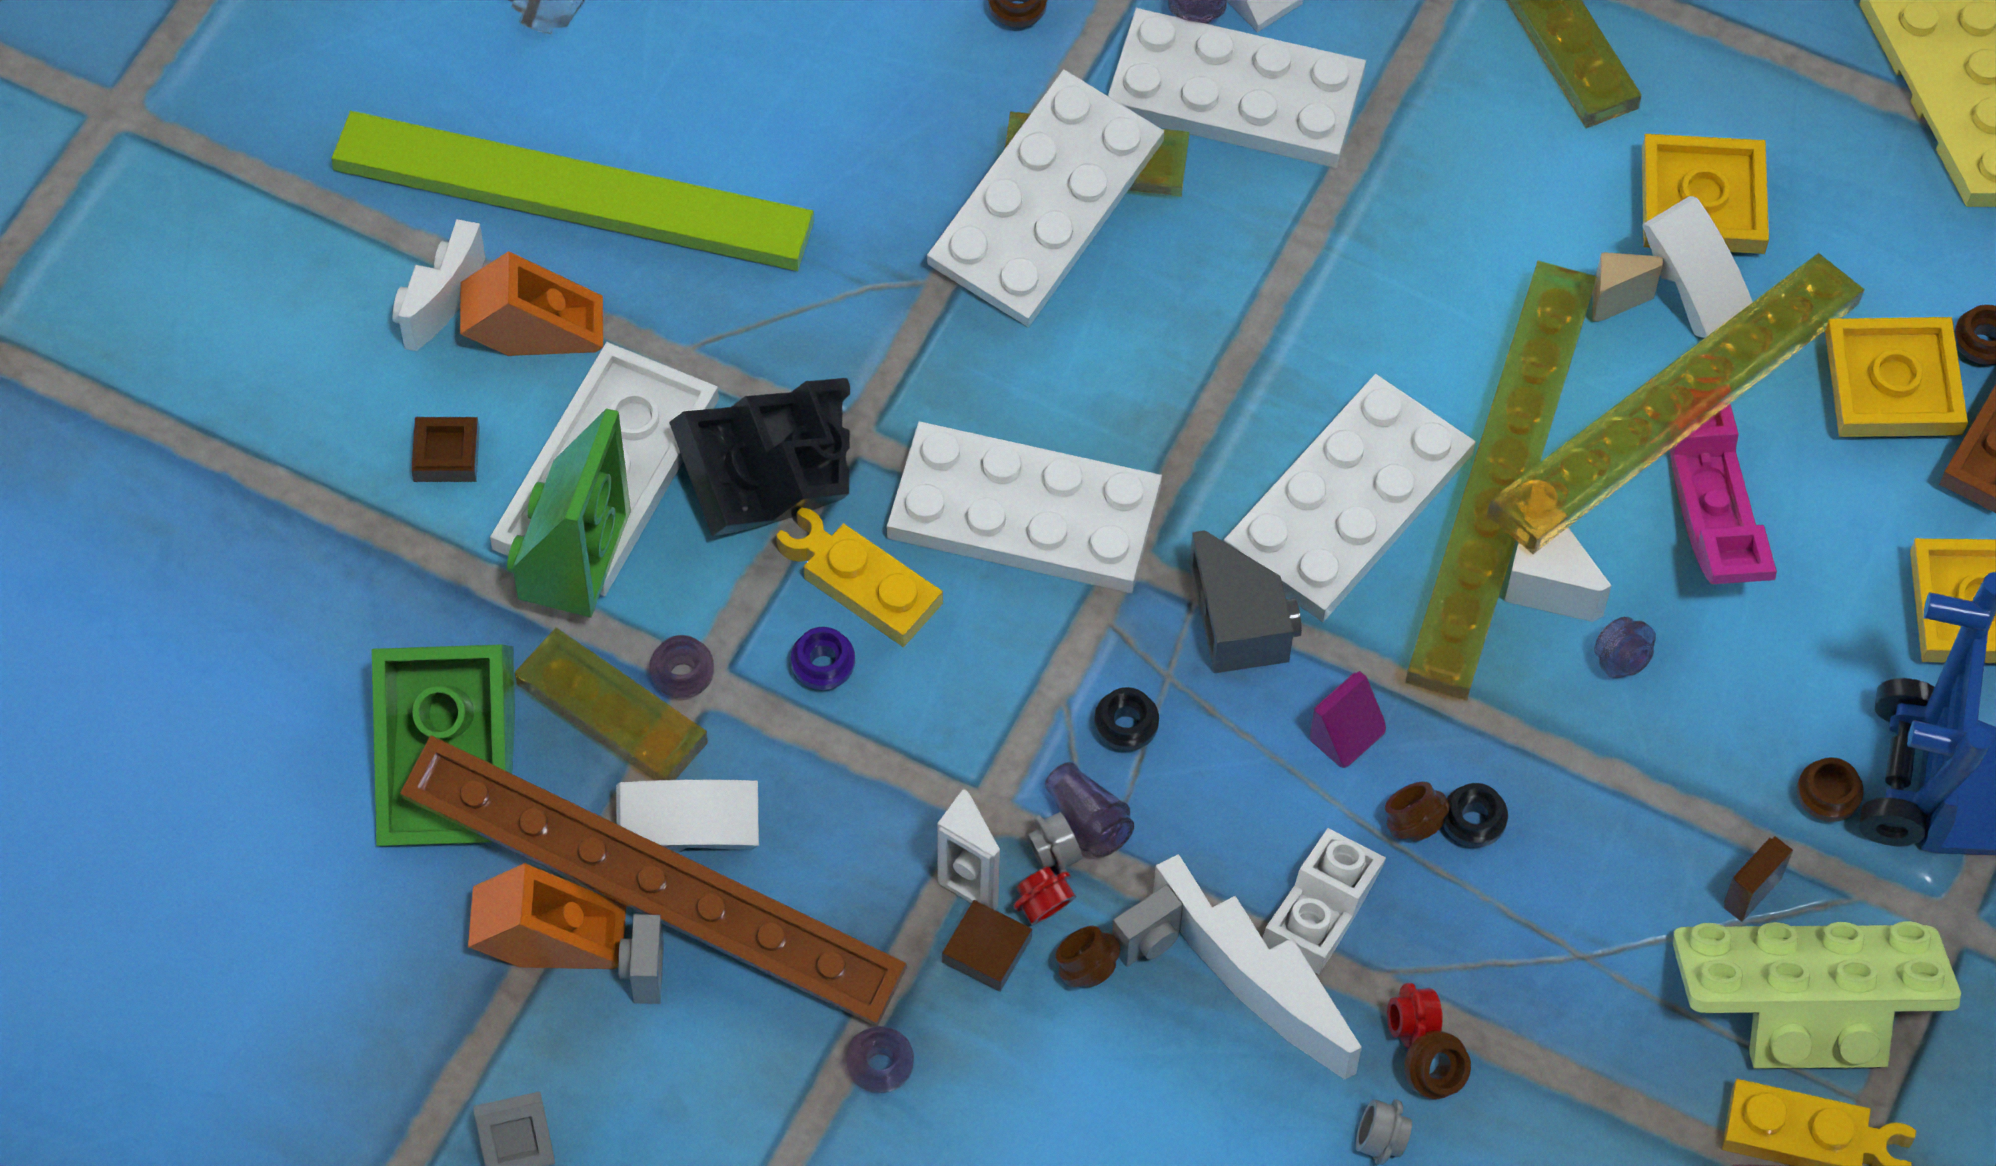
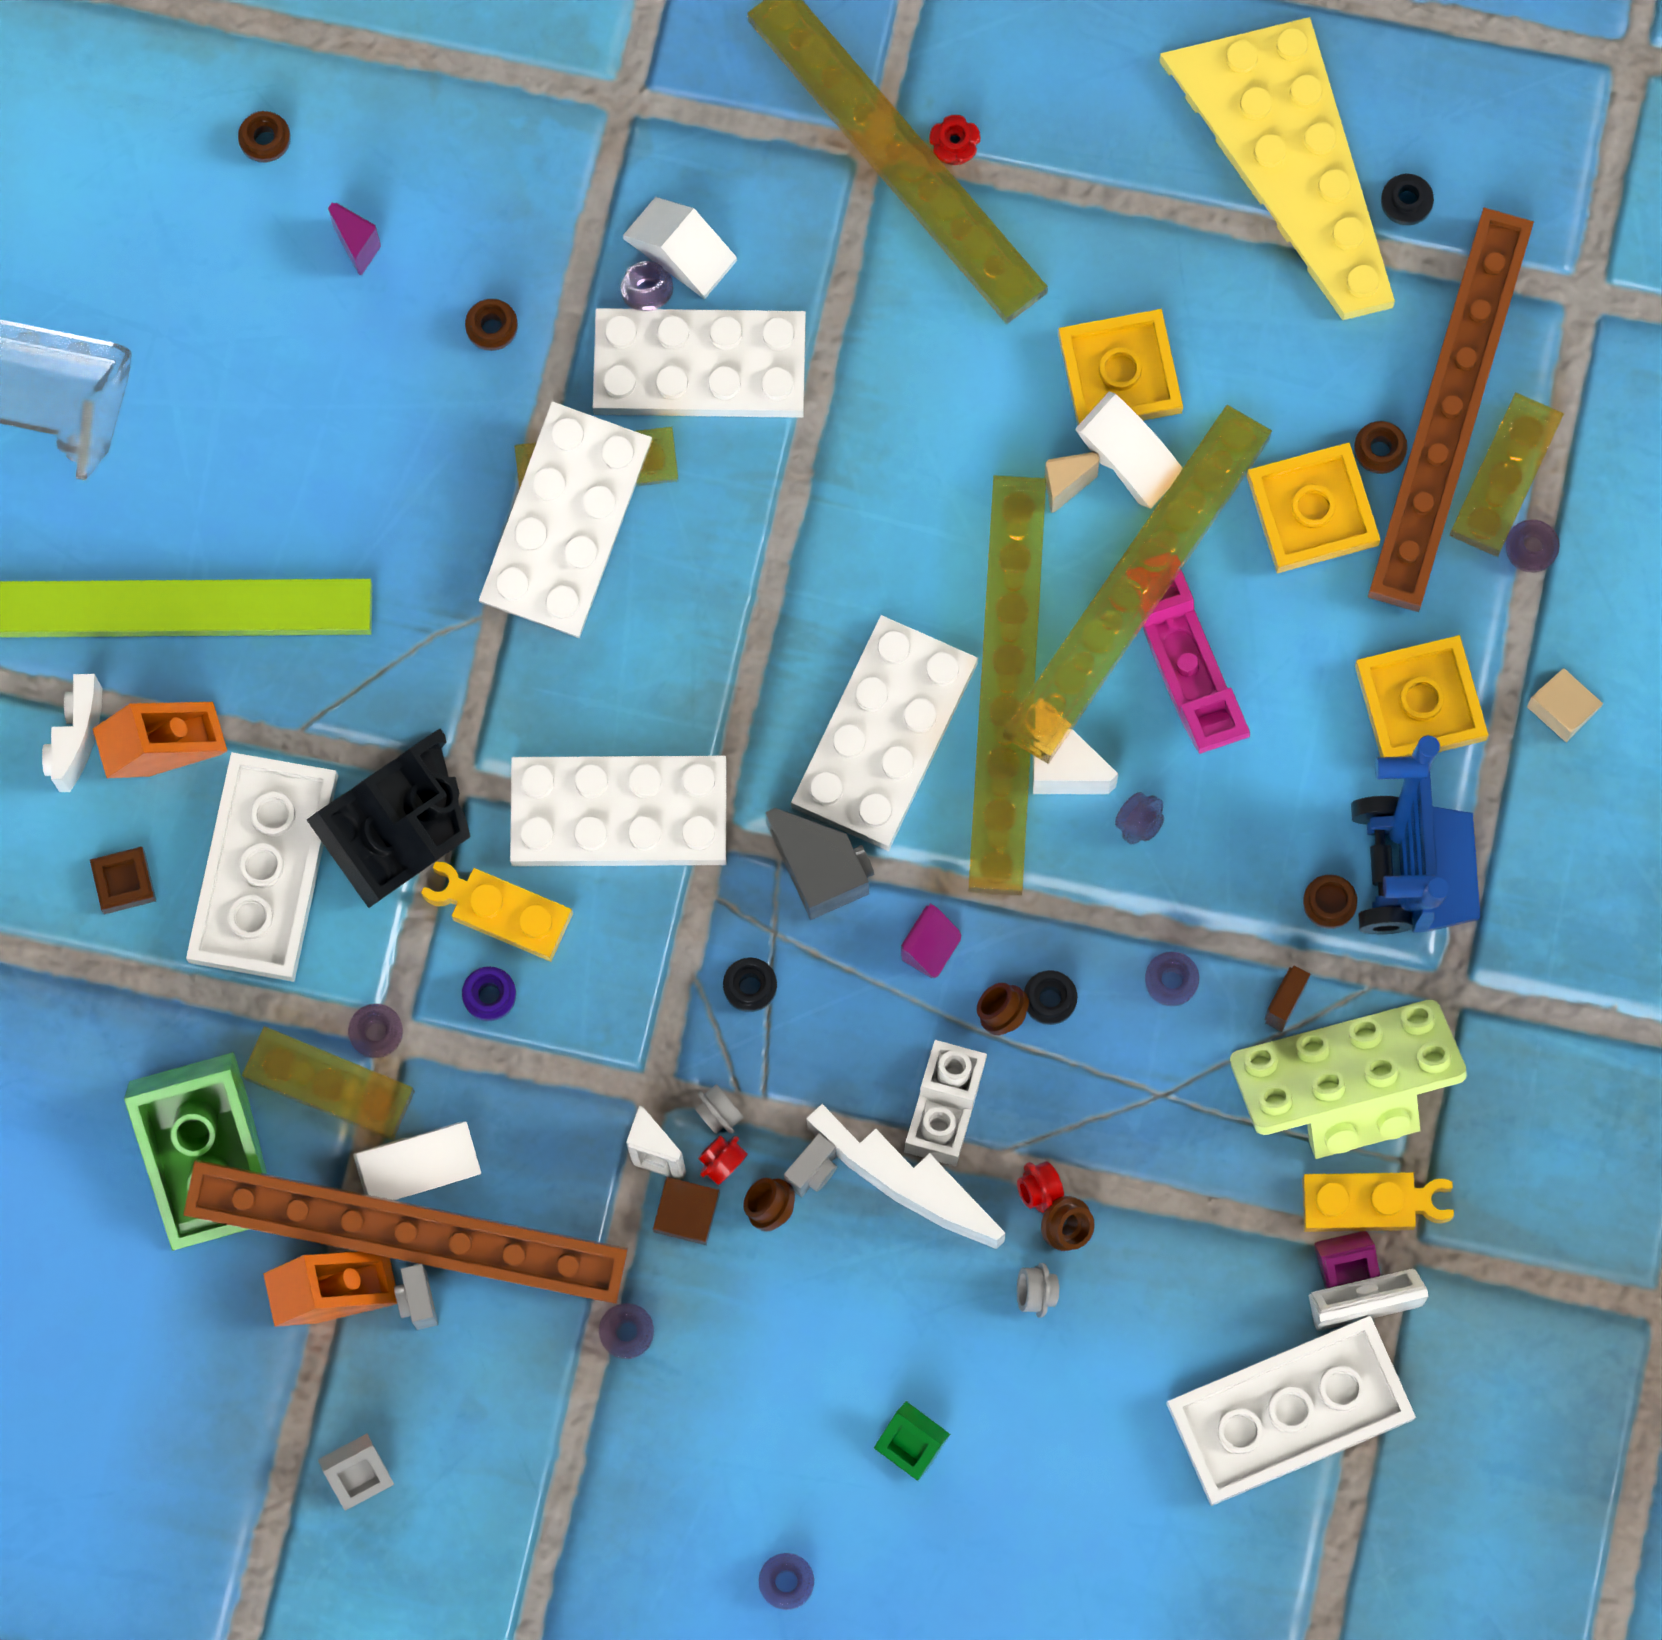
camera: 10 degrees left, 15 degrees up
(575, 522) = (255, 944): bright green slope -> none
(1093, 813) = (741, 1076): clear purple cone -> none
(1629, 813) = (1176, 963): none -> clear purple plate

